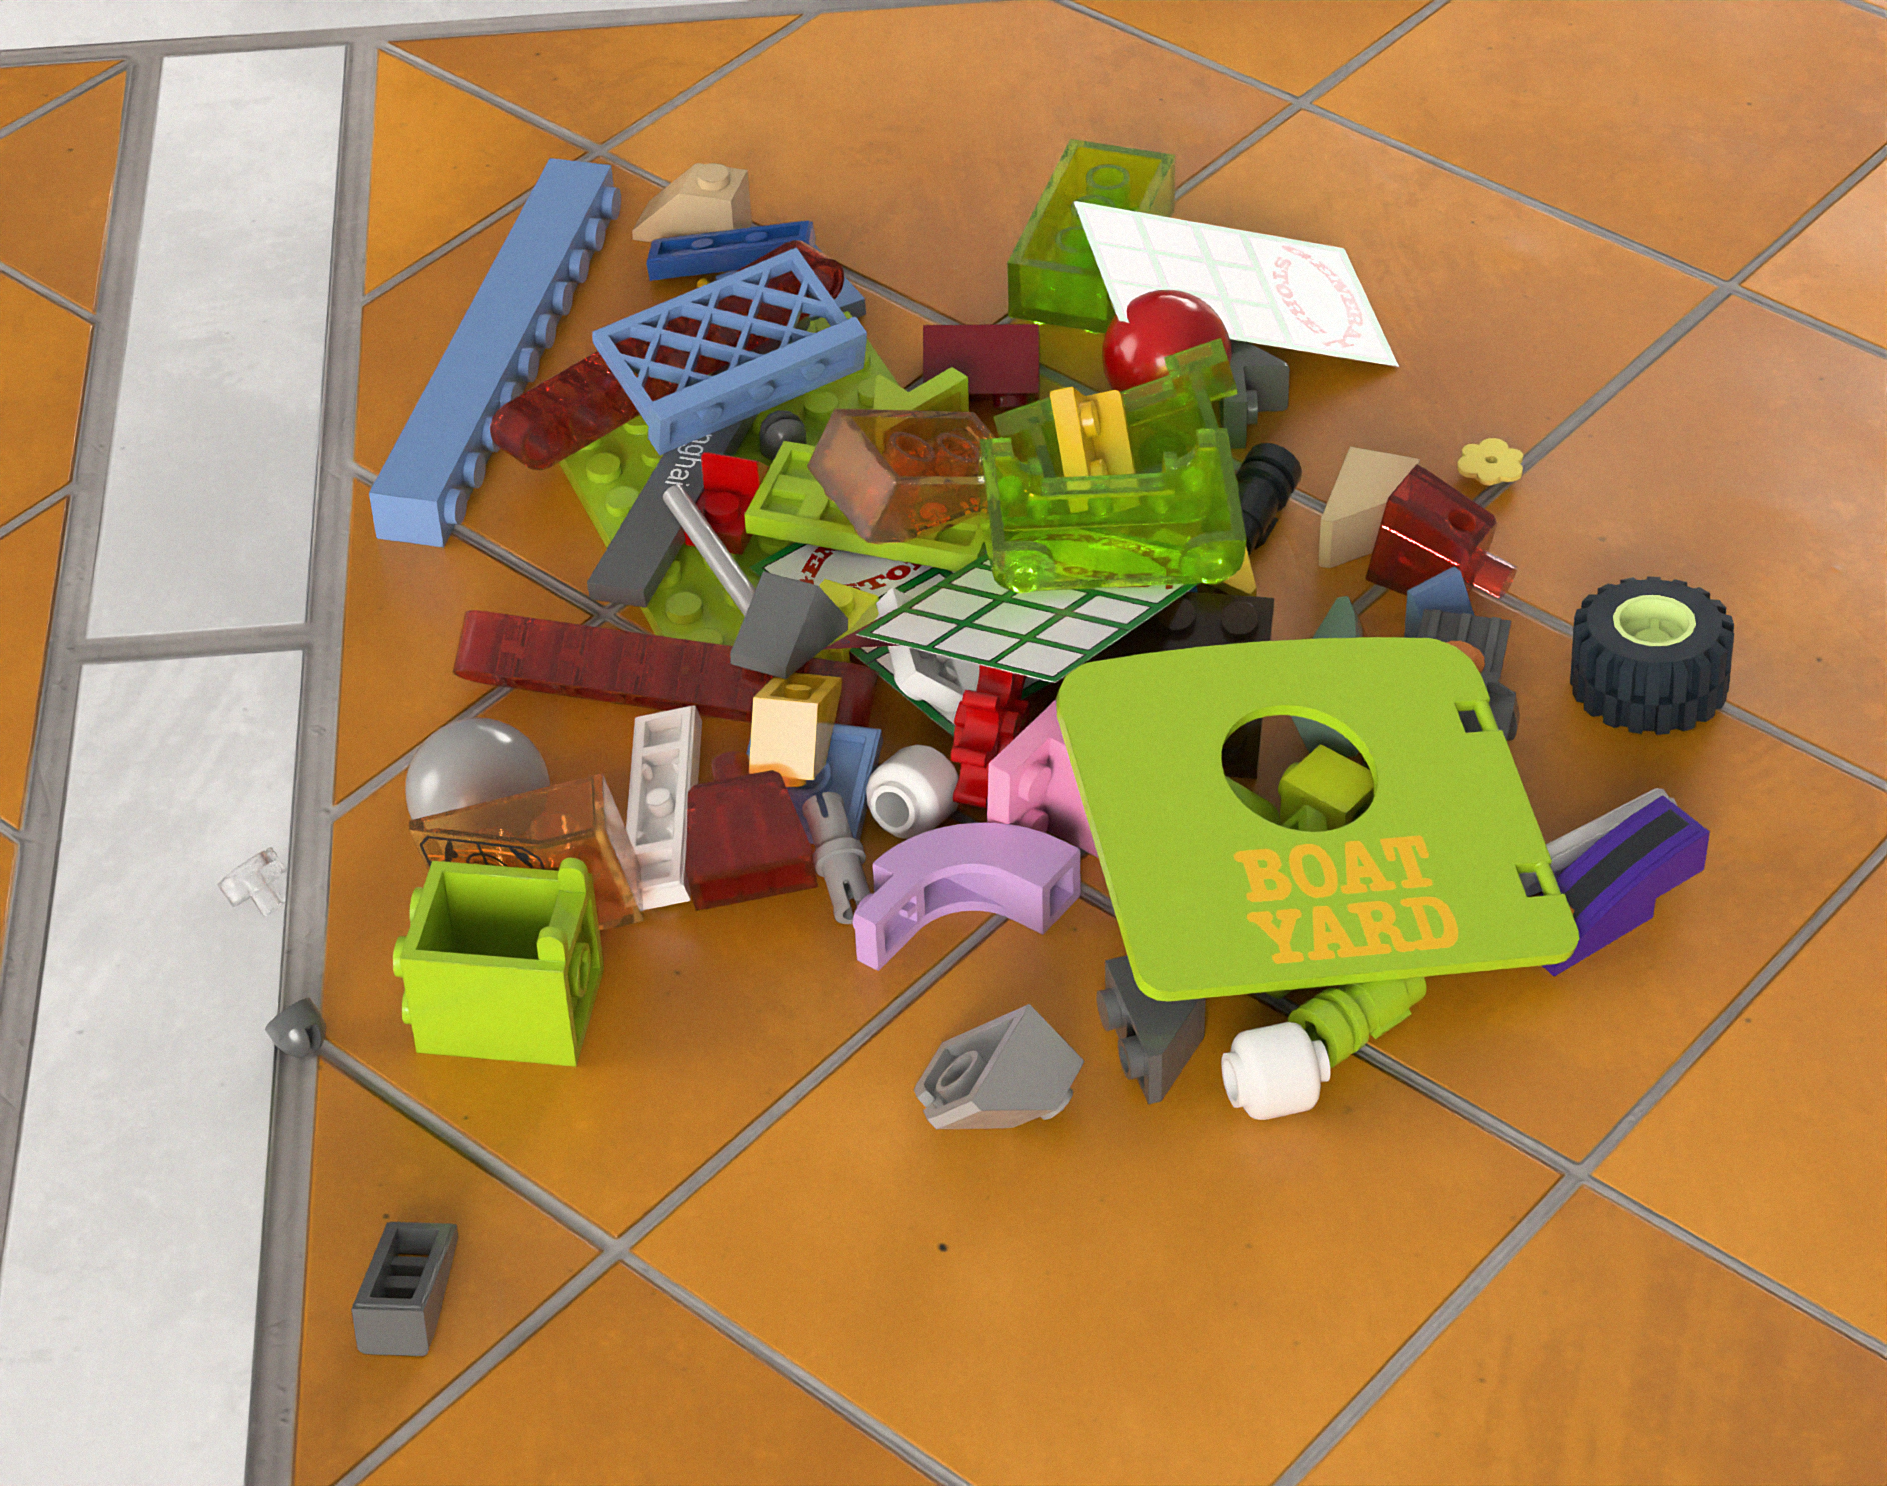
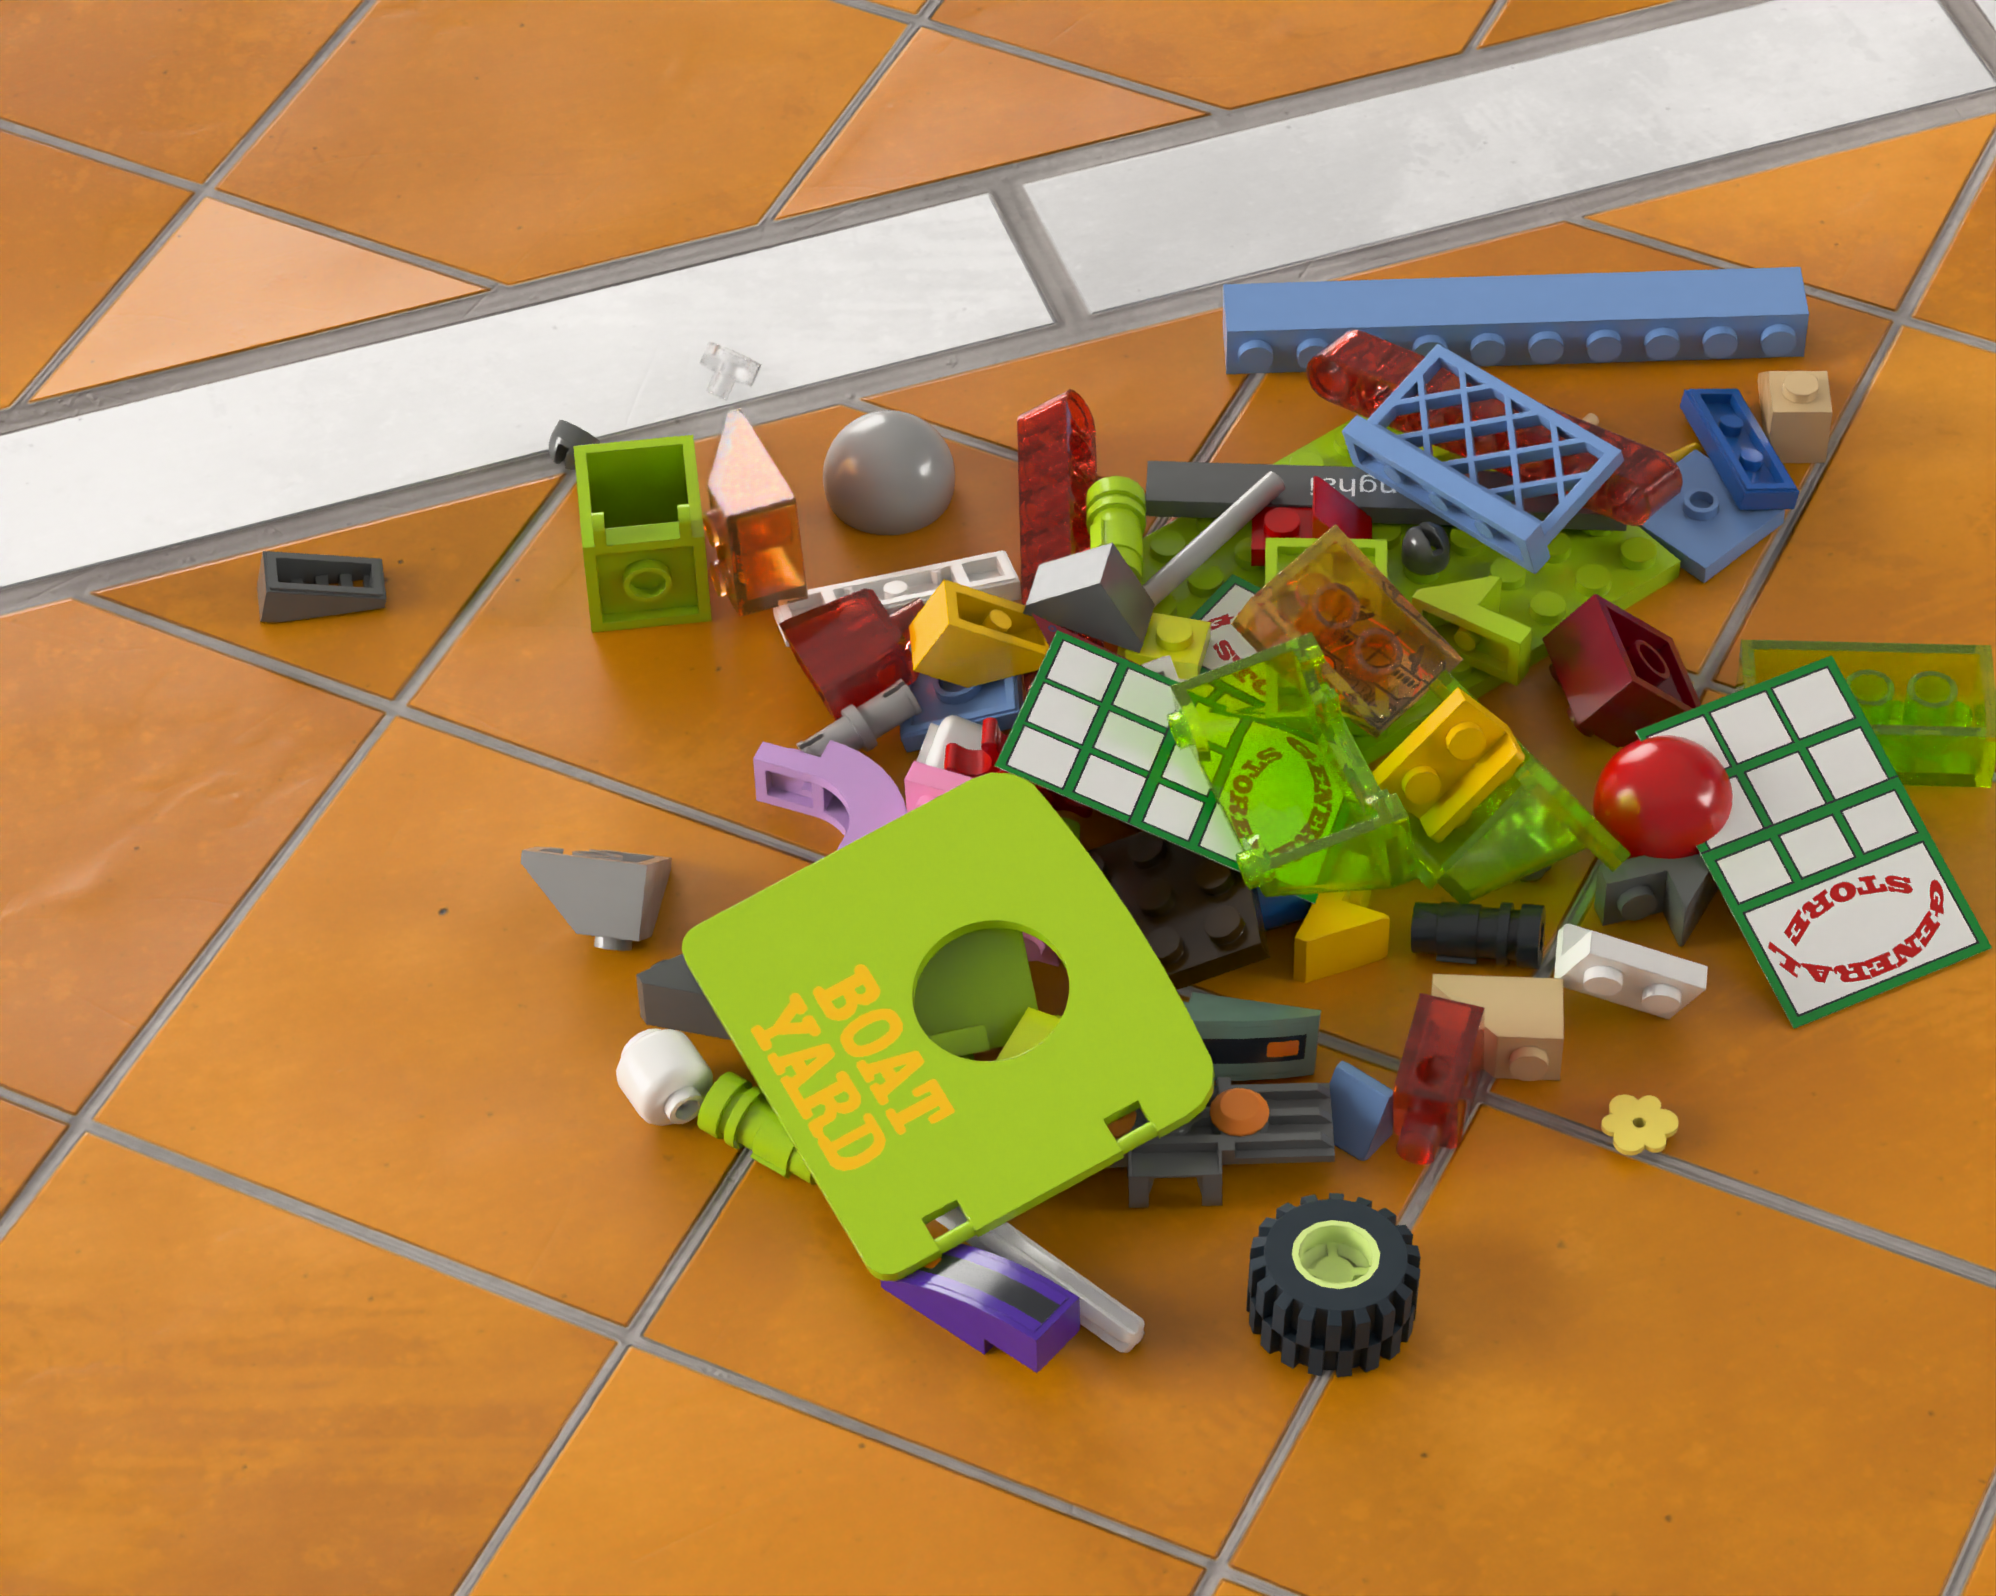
camera: 75 degrees right, 5 degrees up
(679, 614) = (1118, 516): none -> lime axle
(1332, 431) = (1626, 972): none -> white bracket

